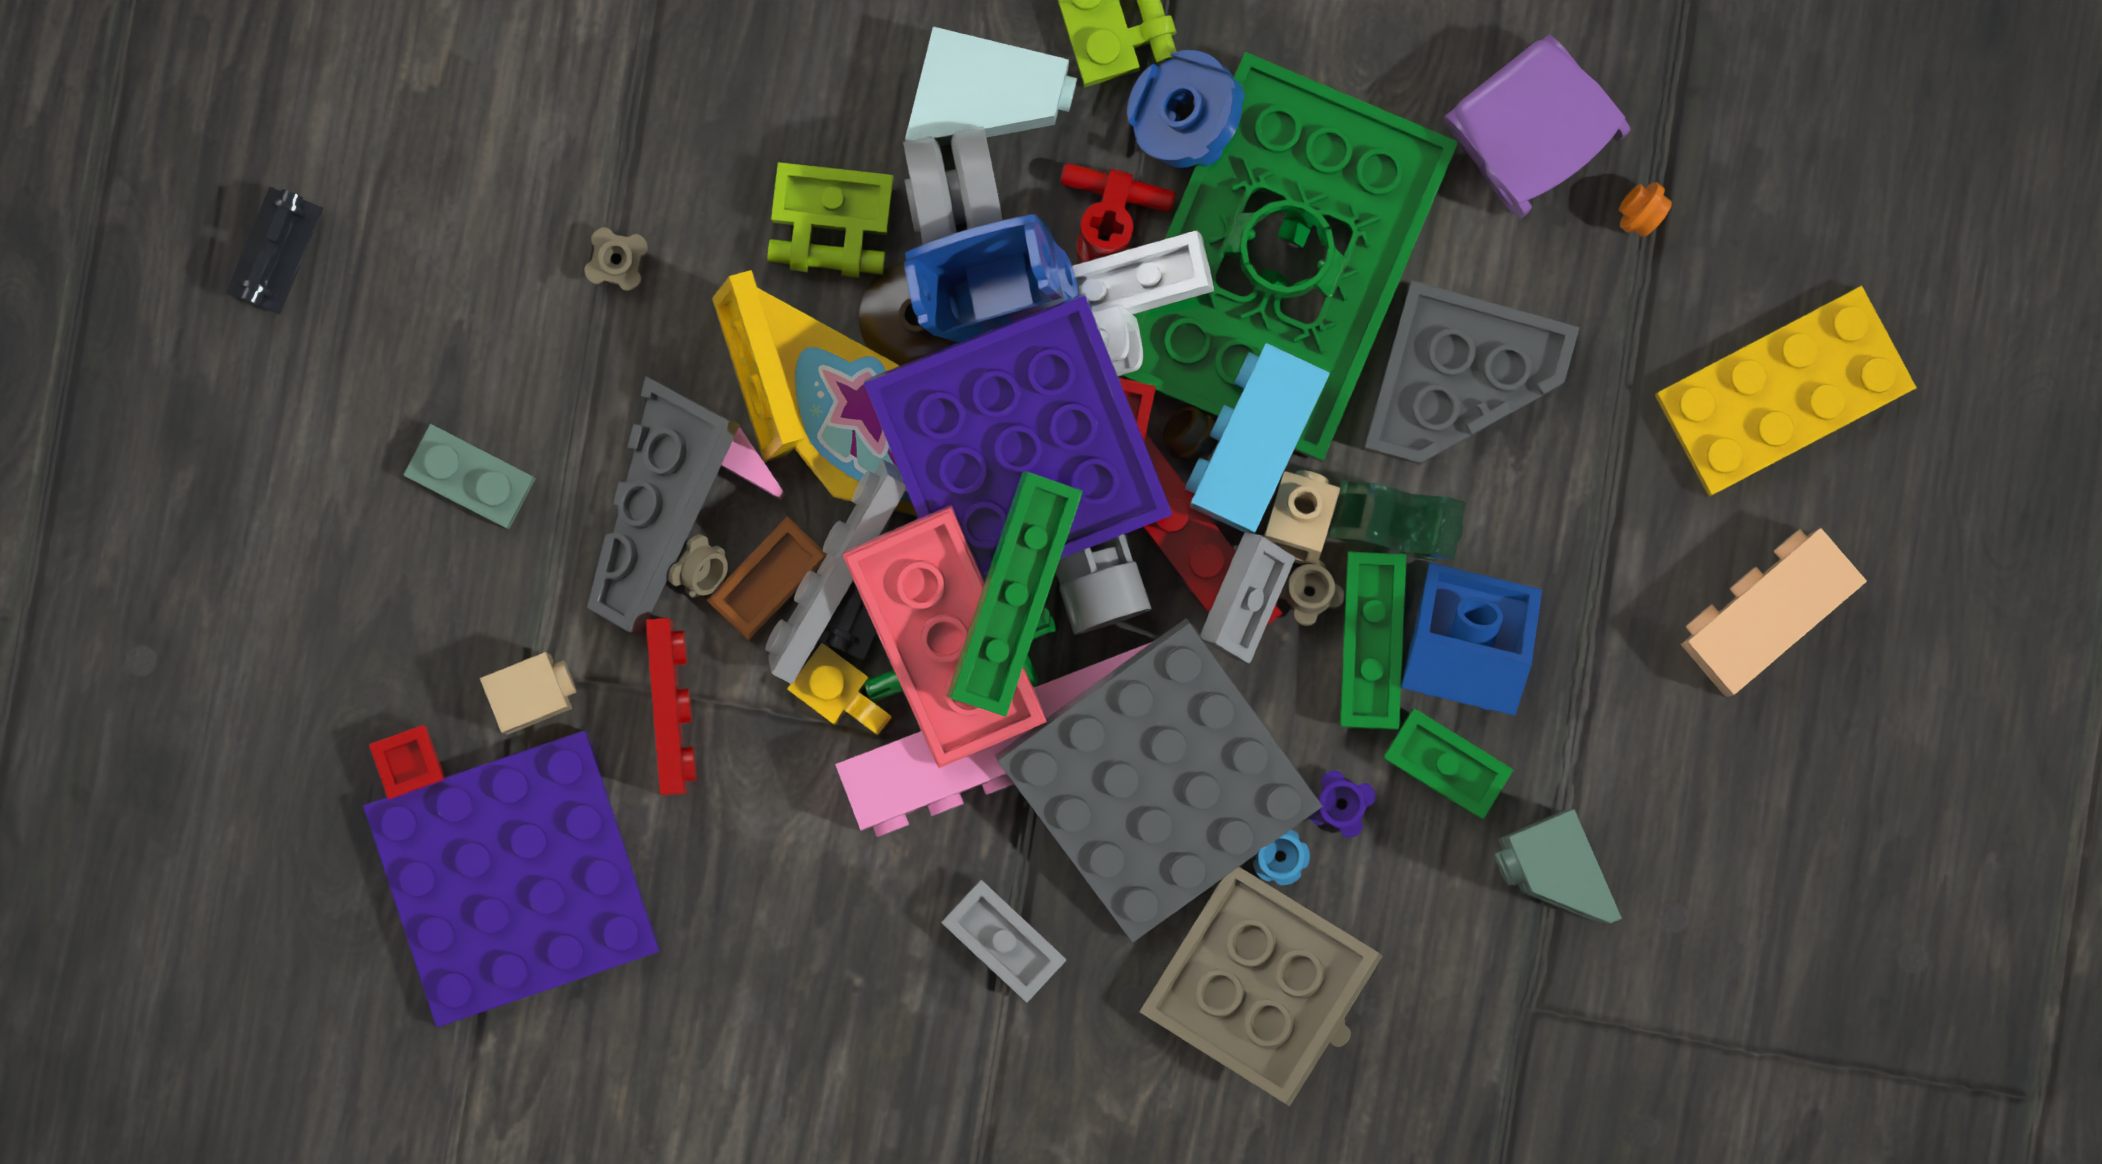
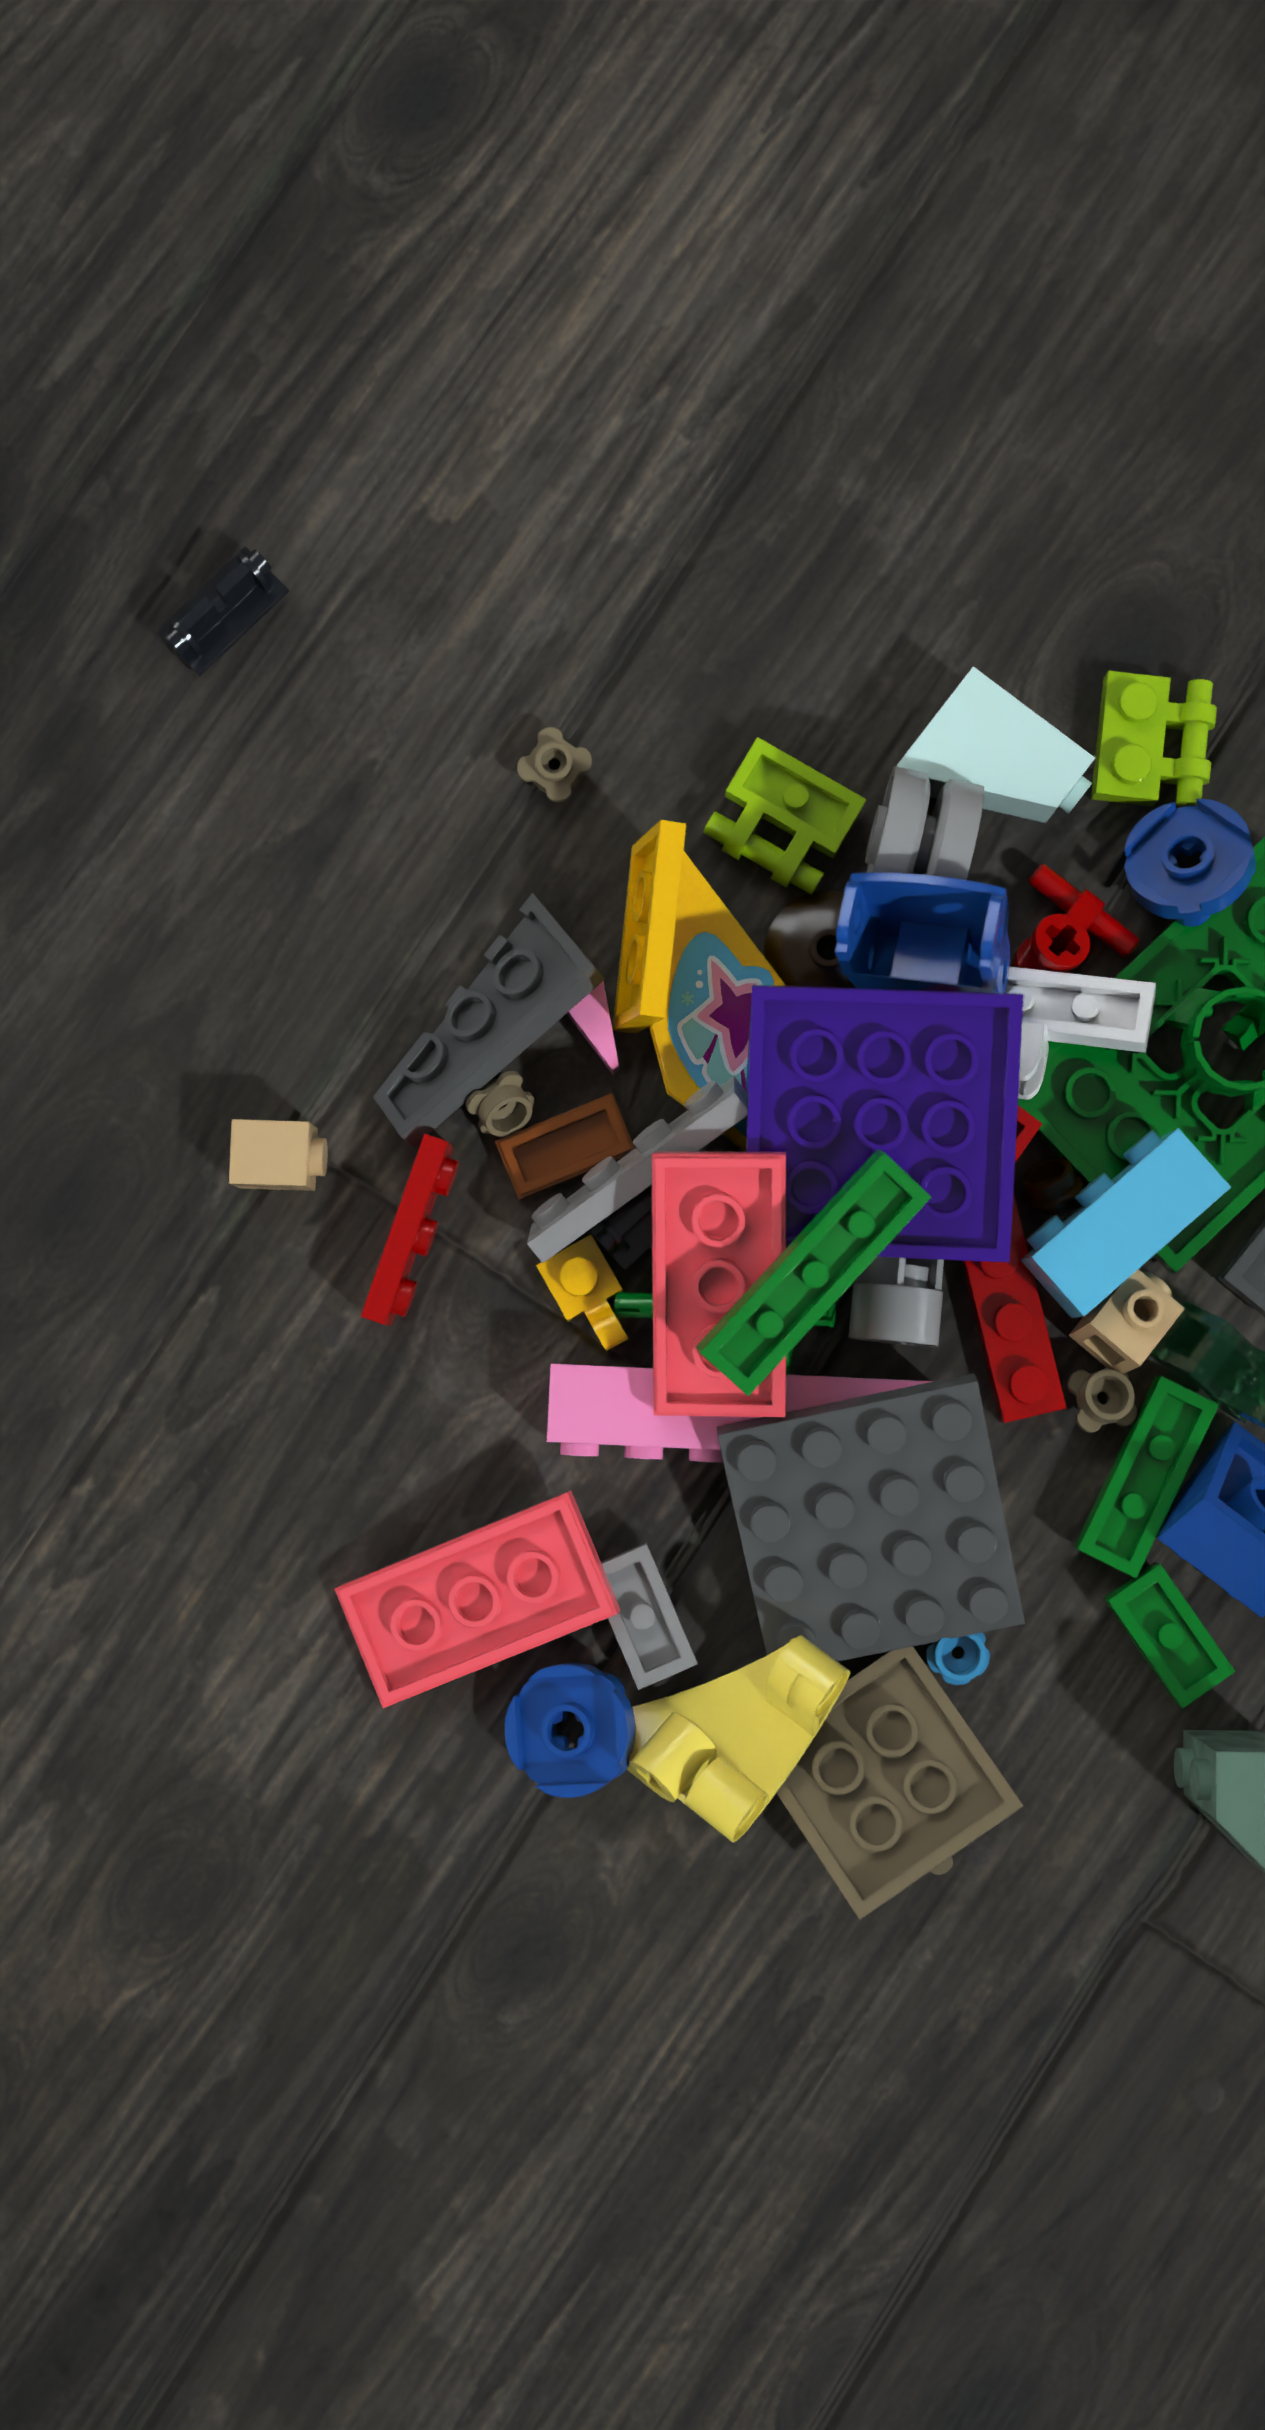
camera: 25 degrees right, 0 degrees up
(407, 761) = (126, 1171): red plate -> none
(469, 476) = (315, 916): sand green plate -> none
(511, 879) = (178, 1334): dark purple plate -> none
(860, 987) = (477, 1599): none -> coral tile
(954, 1048) = (607, 1721): none -> blue plate
(1123, 1007) = (737, 1736): none -> light yellow panel
(1247, 597) = (1043, 1378): light grey plate -> none
(1357, 797) = (1061, 1628): dark purple plate -> none

